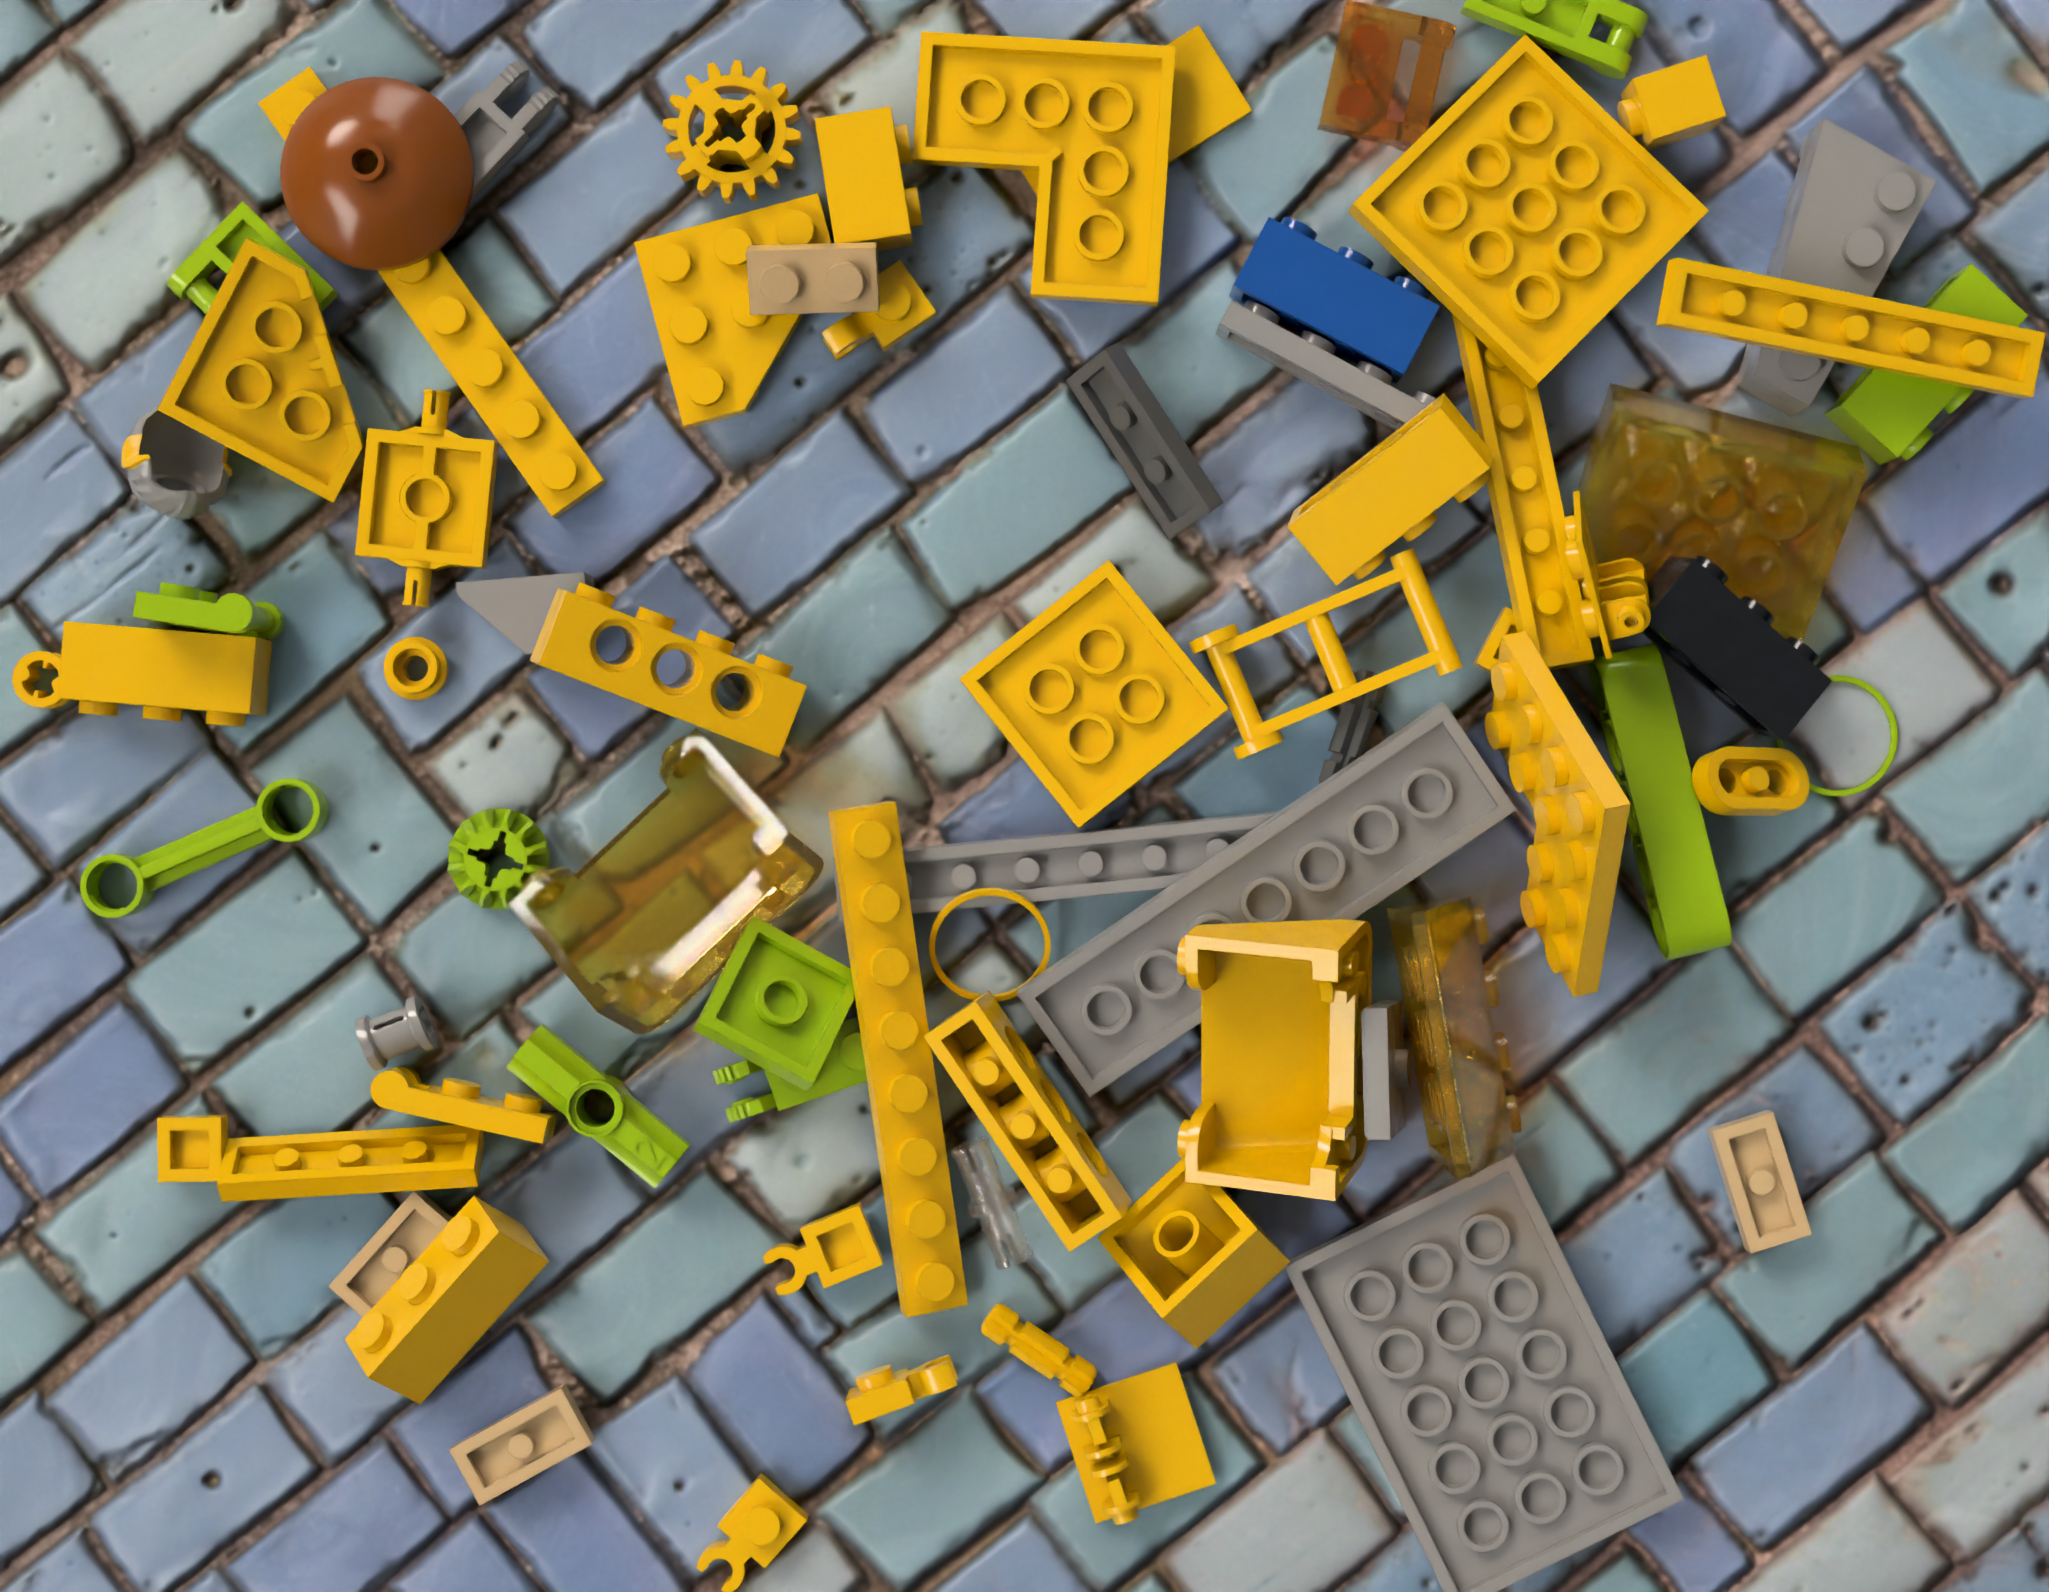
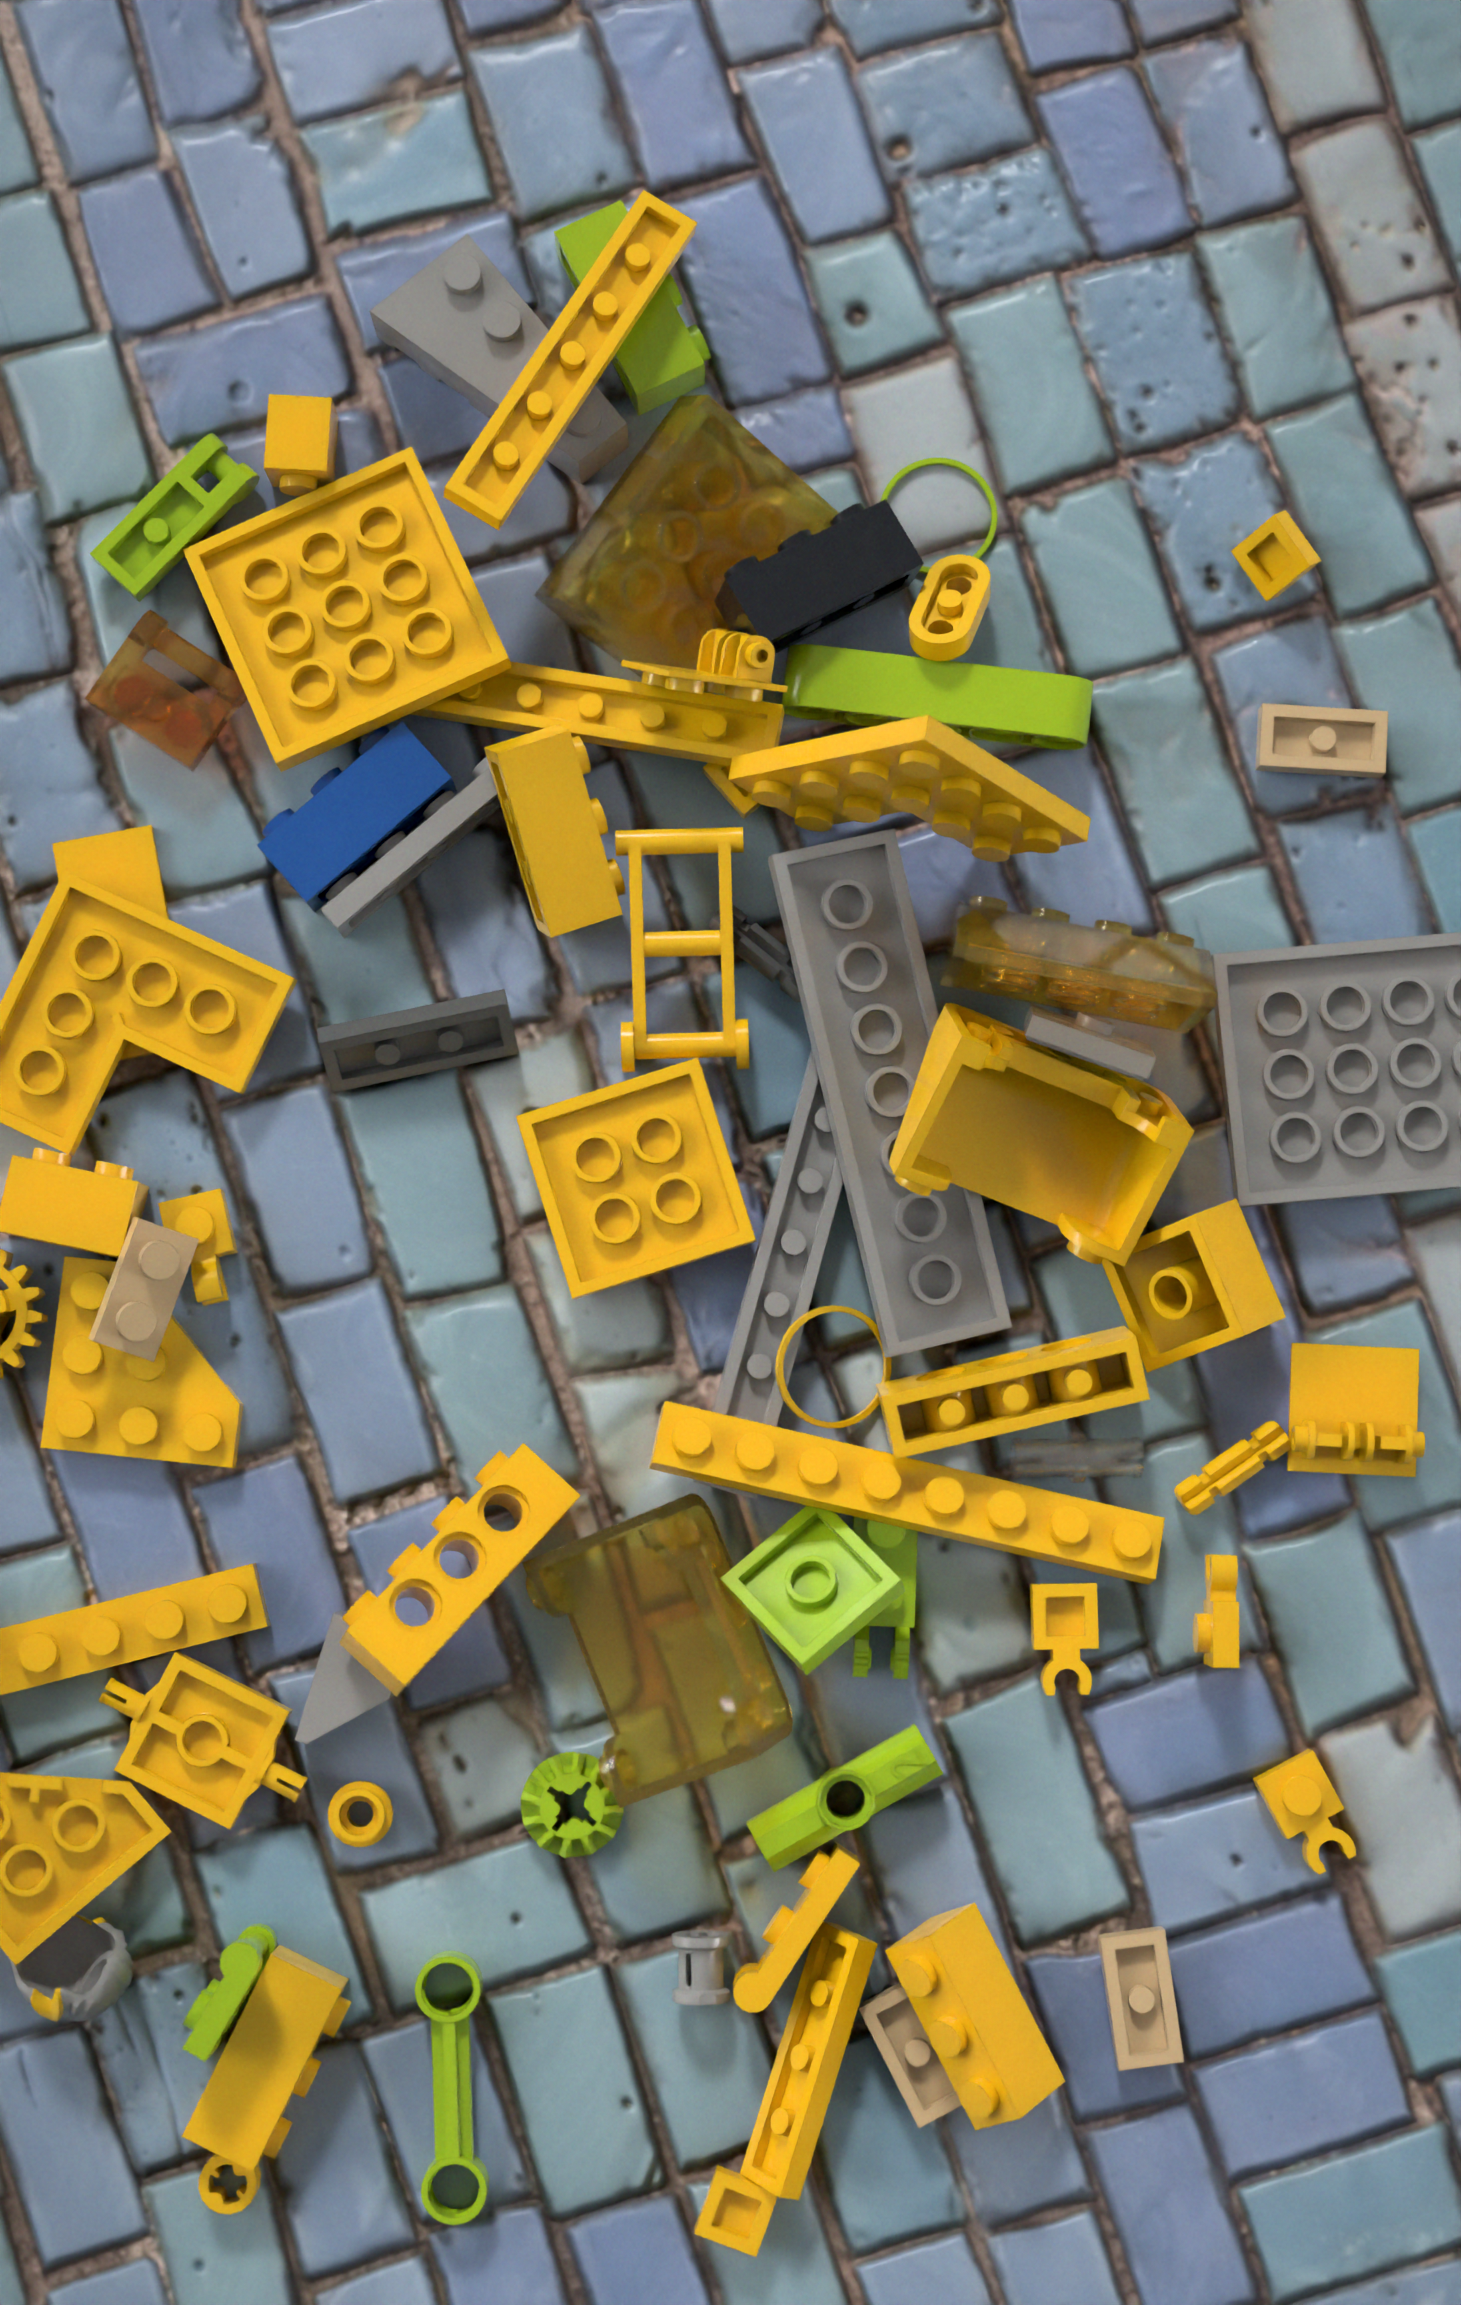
camera: 70 degrees left, 5 degrees down
(1922, 1072) = (1276, 555): none -> yellow plate

